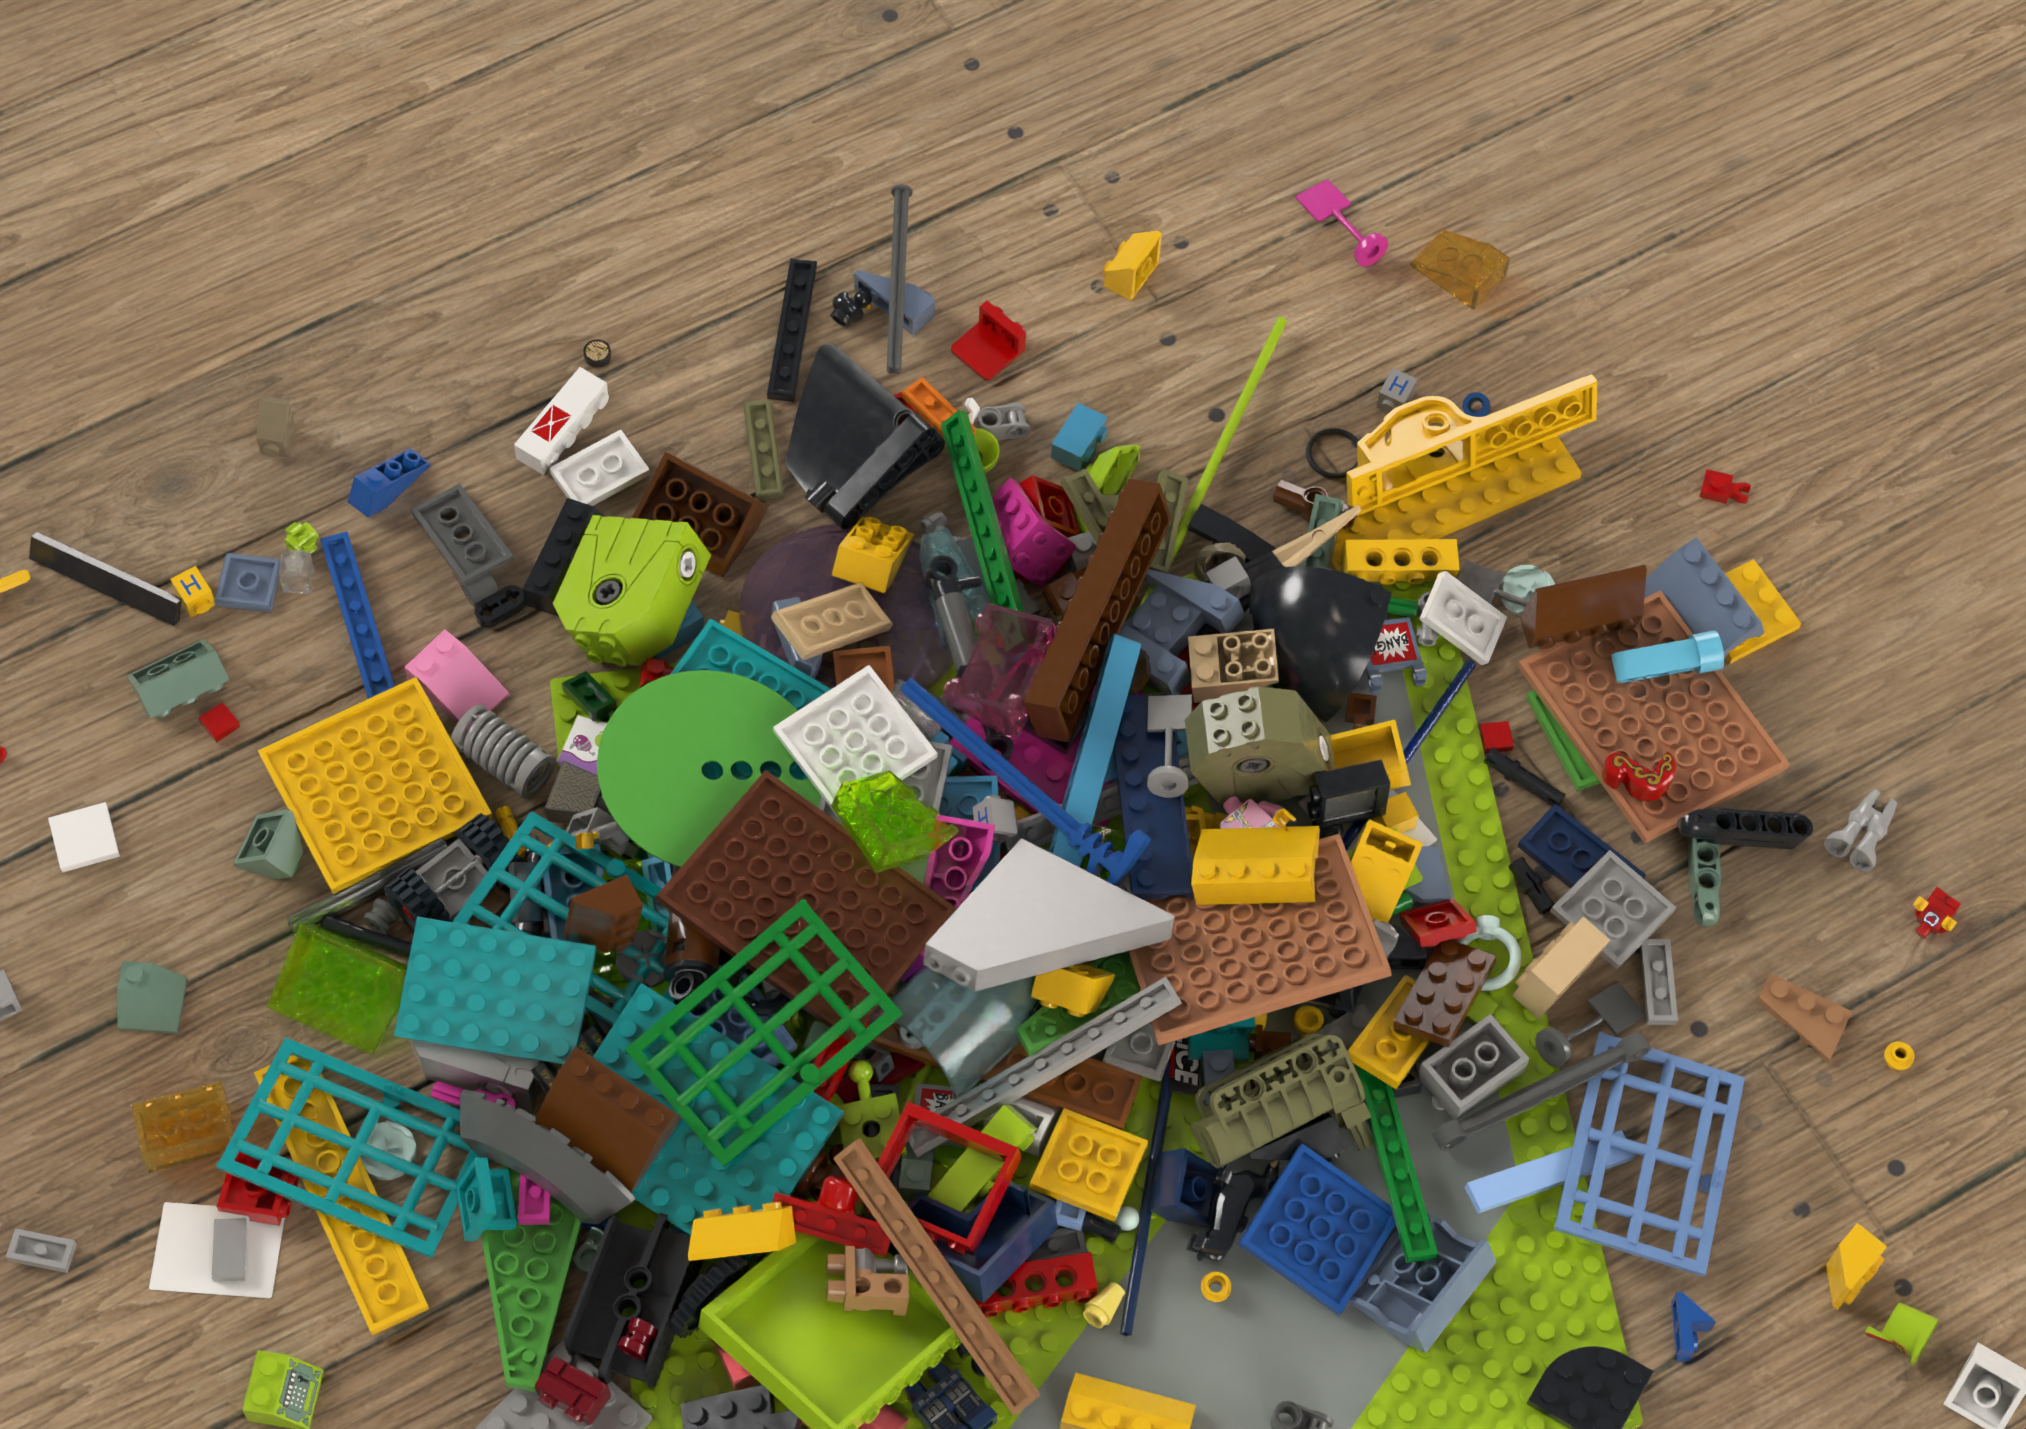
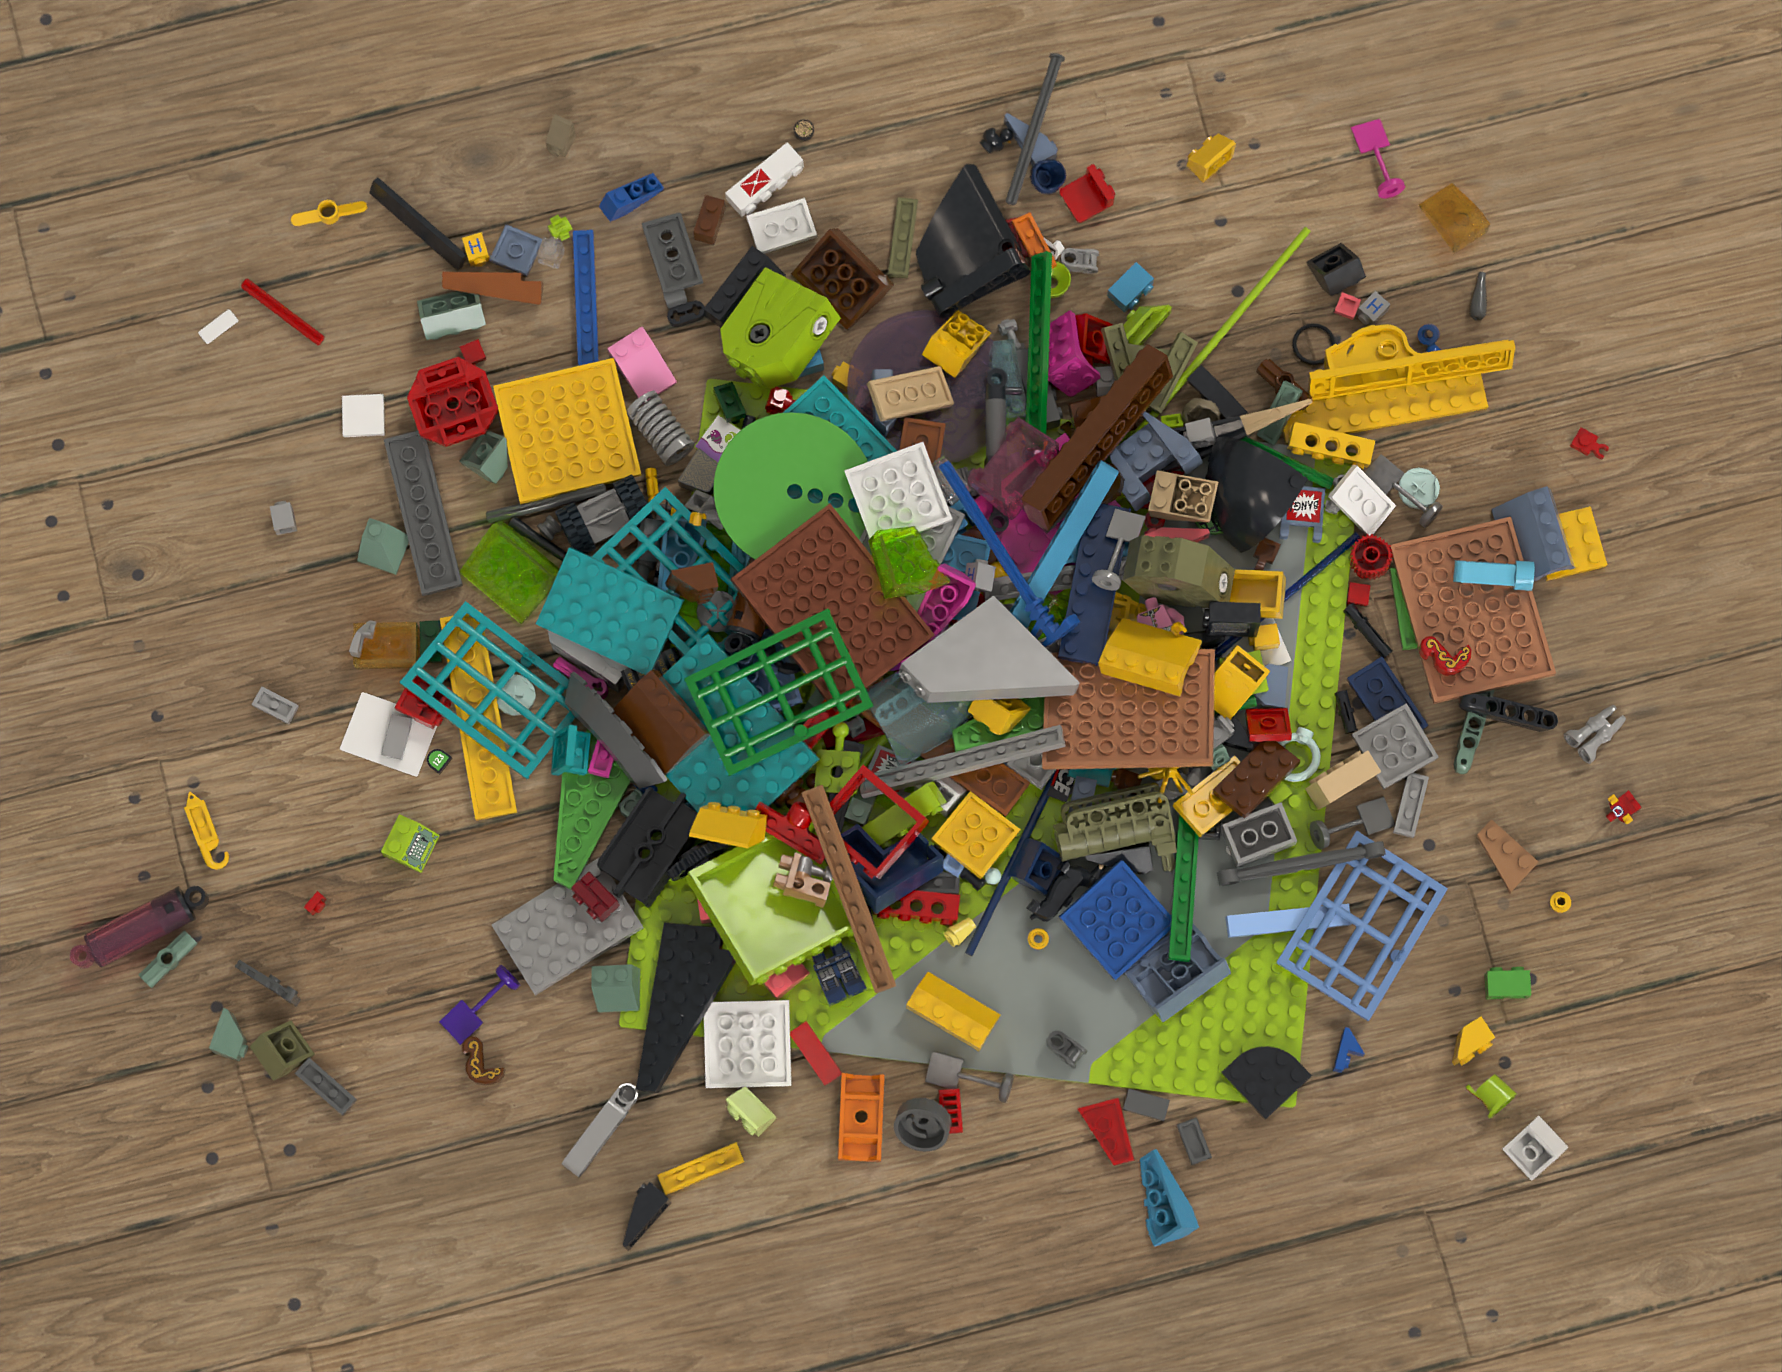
camera: 20 degrees right, 15 degrees up
(150, 1110) = (365, 631): none -> light grey slope
(198, 761) = (447, 383): none -> red piece
(198, 941) = (423, 513): none -> dark grey plate
(229, 626) = (495, 284): none -> dark orange wedge
(240, 1097) = (428, 632): none -> dark green plate
(297, 1266) = (438, 760): none -> tile
(501, 484) = (709, 220): none -> reddish brown brick
(638, 1338) = (645, 875): dark red wheel -> none
(792, 330) = (949, 145): black tile -> none
(932, 331) = (1048, 176): none -> dark blue hair
(1329, 1010) = (1169, 772): none -> yellow plant
(1335, 357) = (1337, 269): none -> black slope
(1362, 397) = (1347, 306): none -> coral plate
(1383, 987) = (1220, 757): none -> sand green bracket
(1498, 685) = (1370, 568): none -> red brick
(1525, 354) = (1479, 303): none -> dark grey piece
(1584, 607) = (1445, 523): reddish brown slope -> none
(1870, 1179) = (1507, 984): none -> bright green brick

